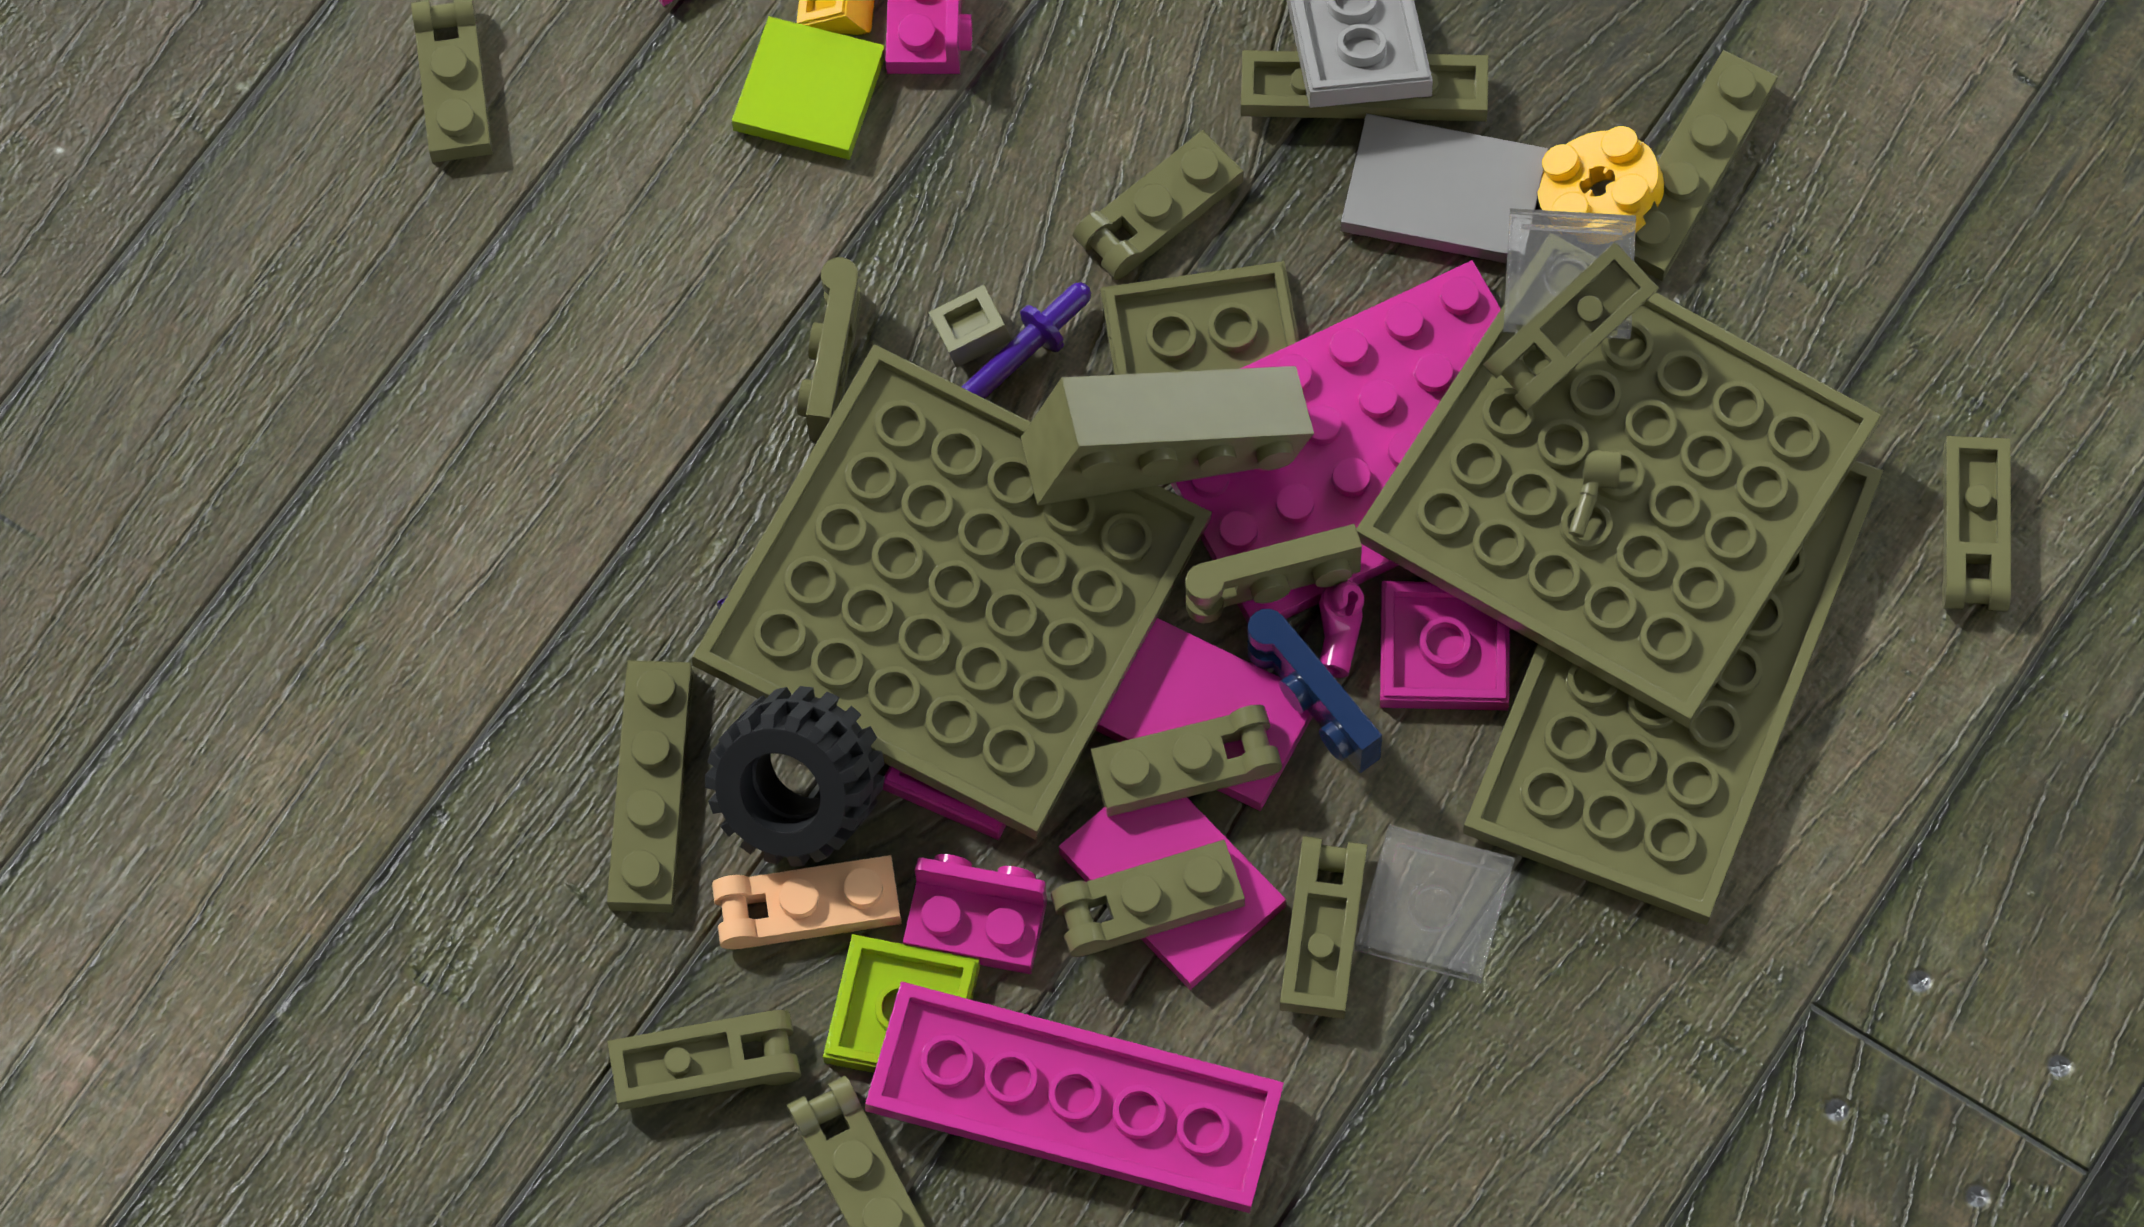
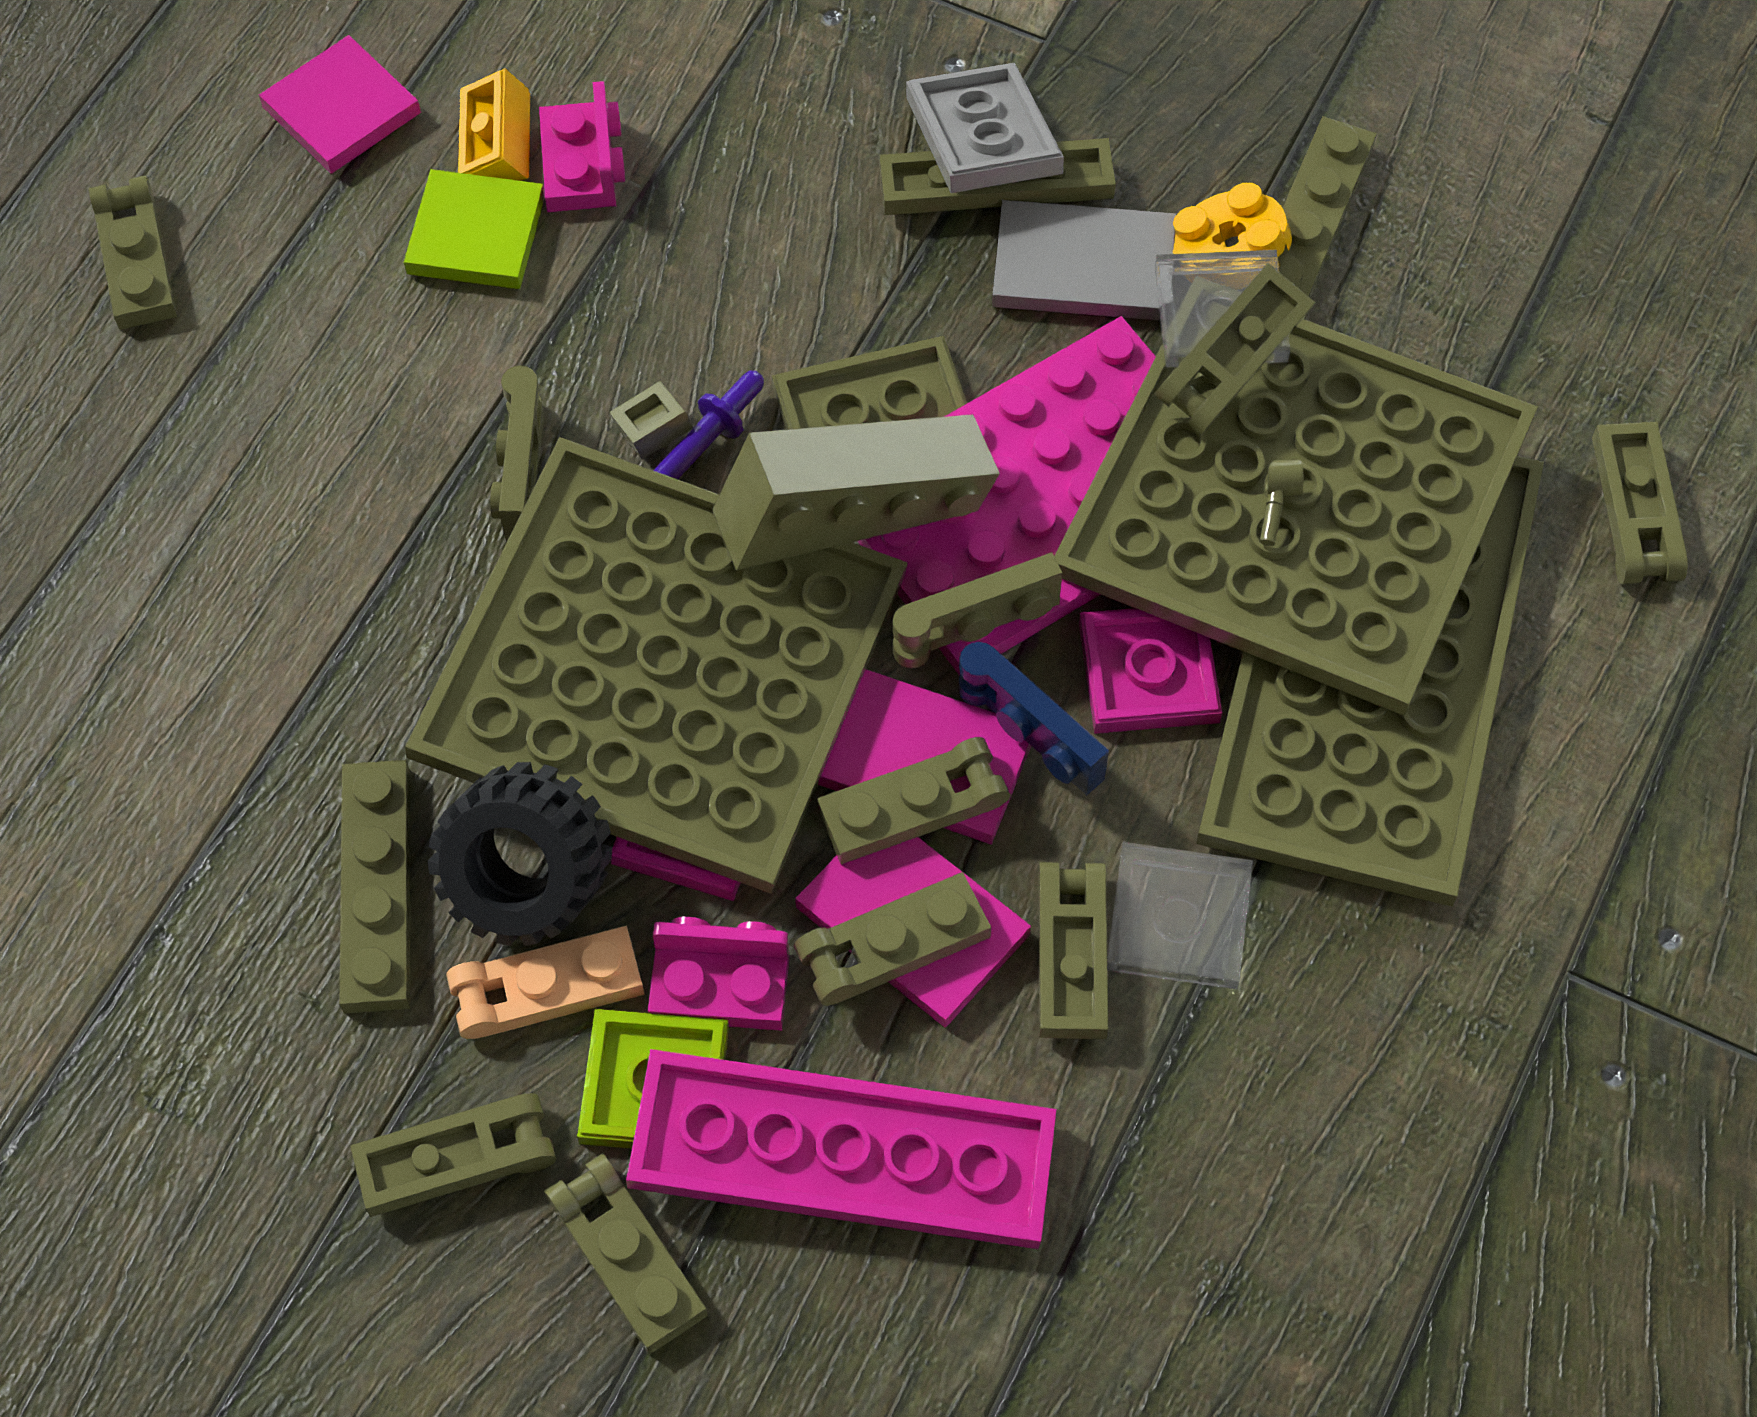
camera: 10 degrees left, 5 degrees down
(1160, 205) = (818, 299): olive plate -> none
(1341, 623) = (1046, 652): dark pink arm -> none

